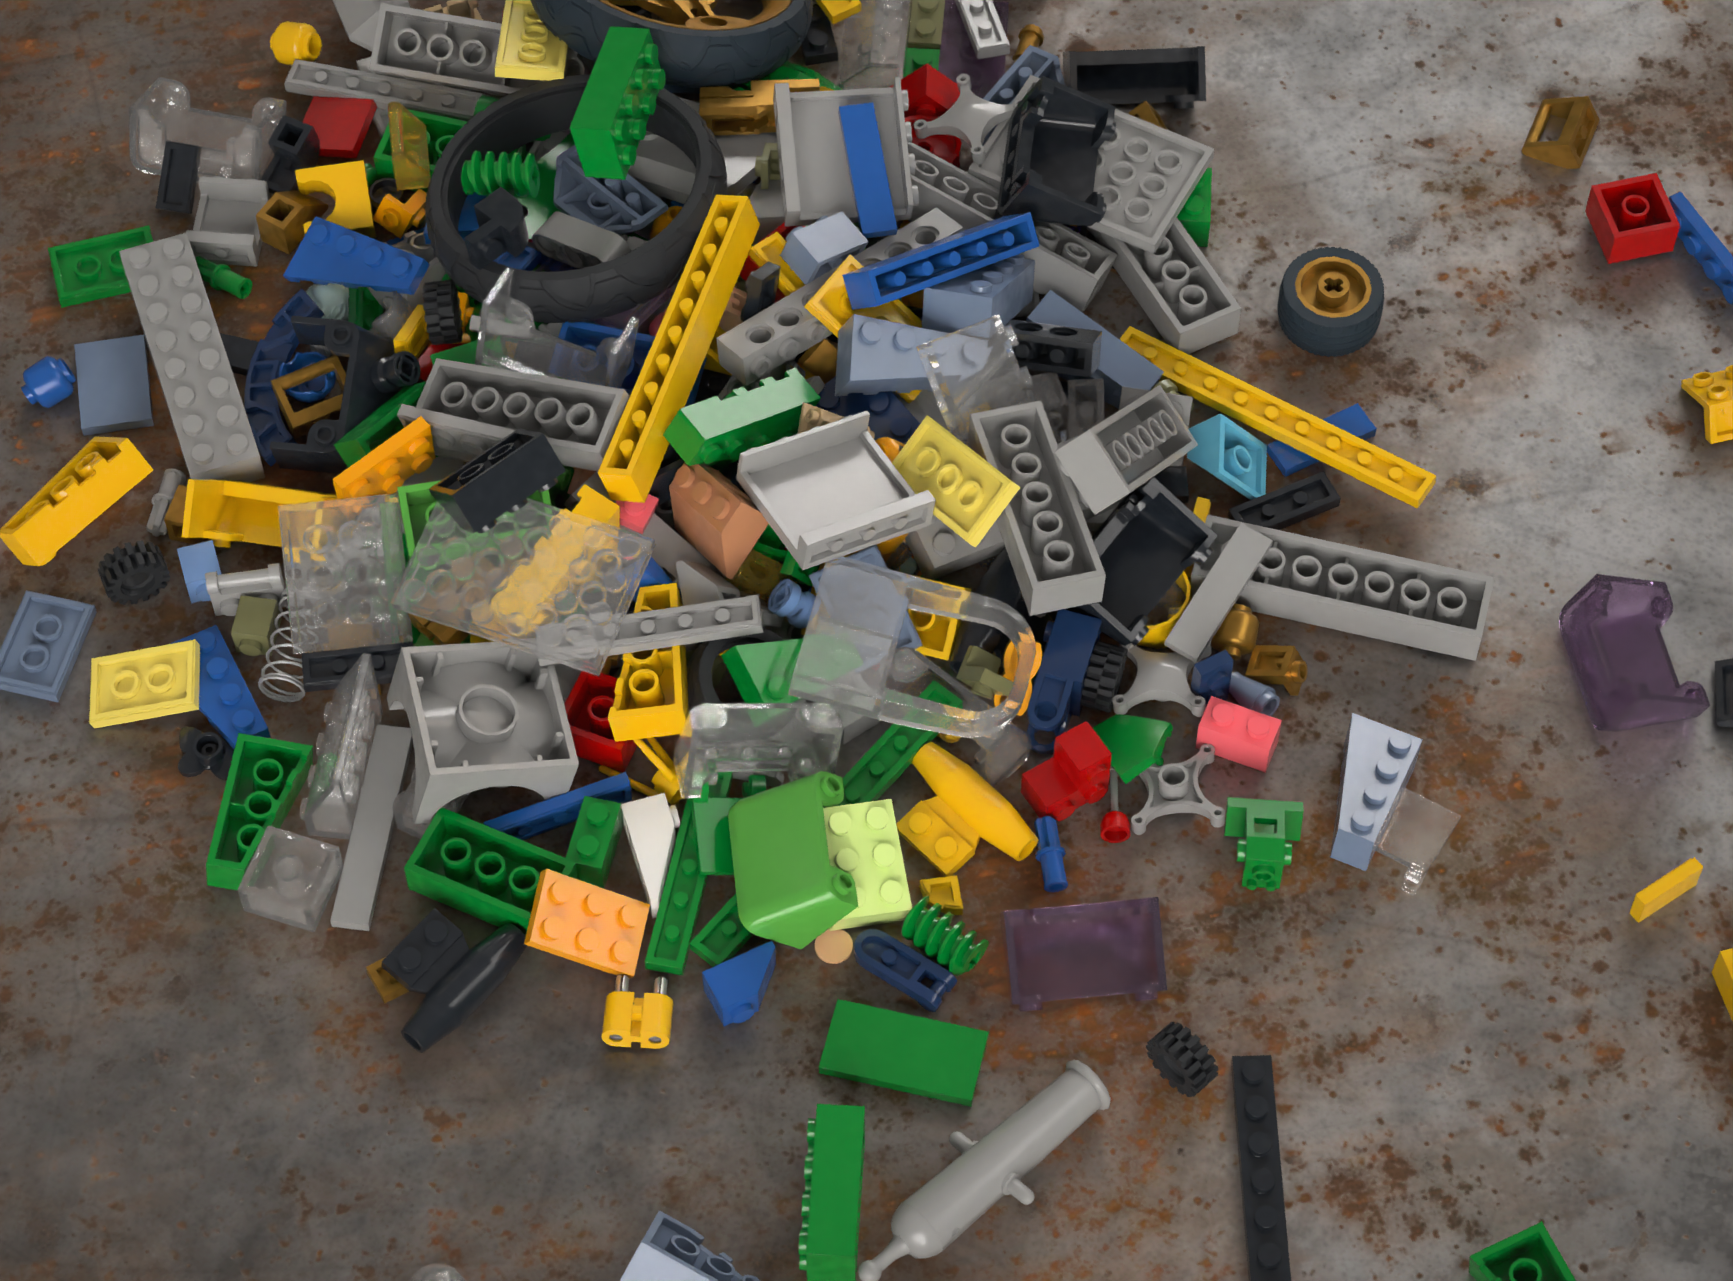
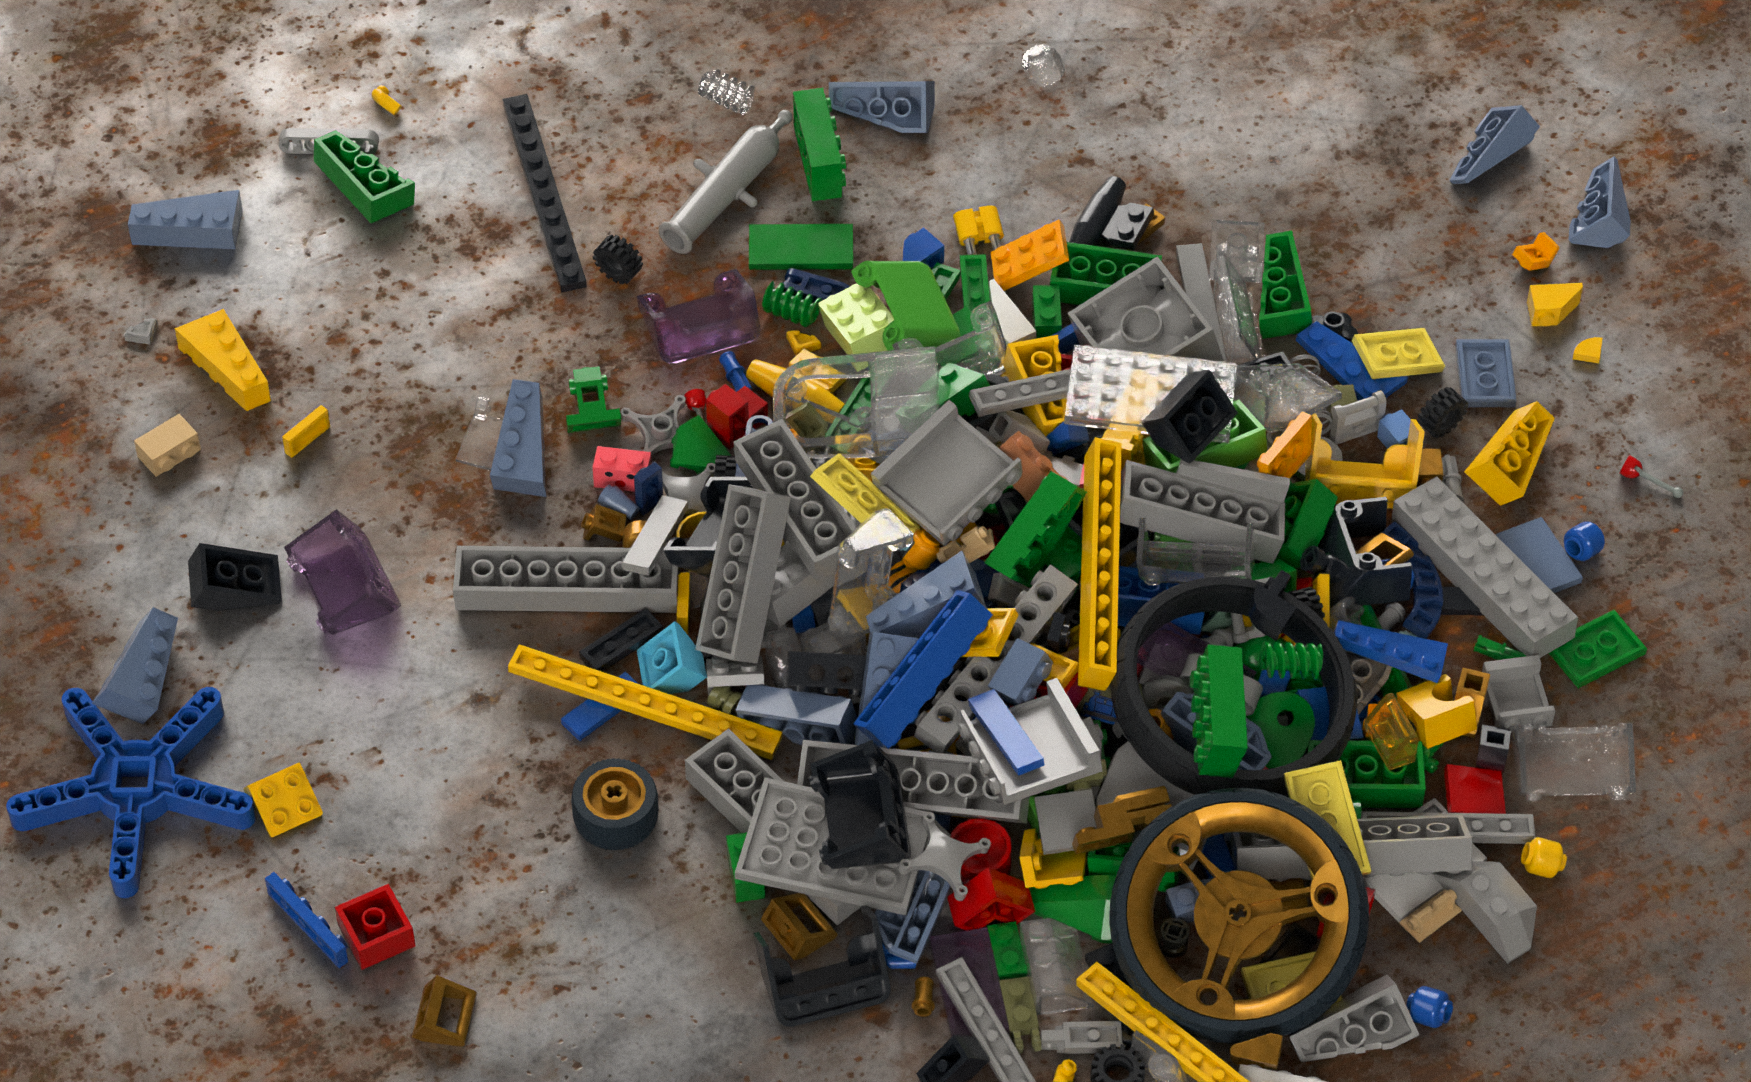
camera: 165 degrees right, 5 degrees down
(178, 177) = (1574, 714): black tile -> none

